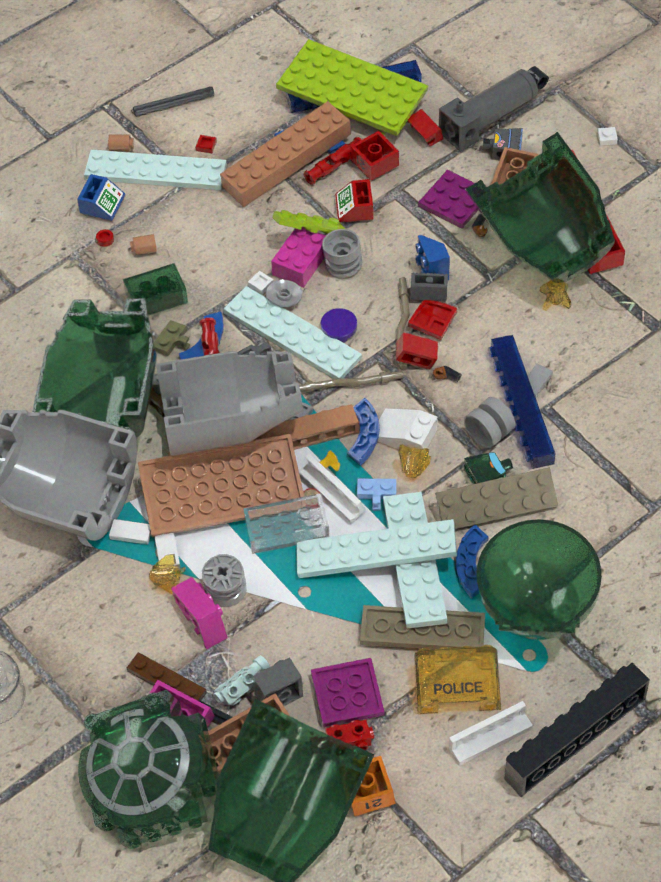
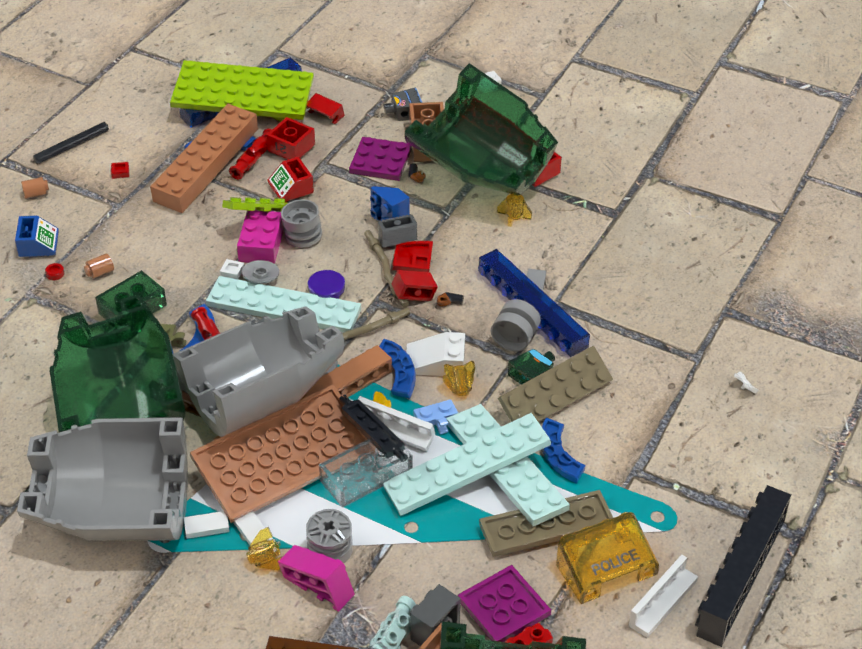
camera: 25 degrees left, 10 degrees down
(156, 169) = (81, 201): light aqua plate -> none
(303, 489) = (373, 428): none -> black plate
(463, 120) = (361, 90): dark grey piece -> none
(538, 579) = (646, 437): clear green windscreen -> none

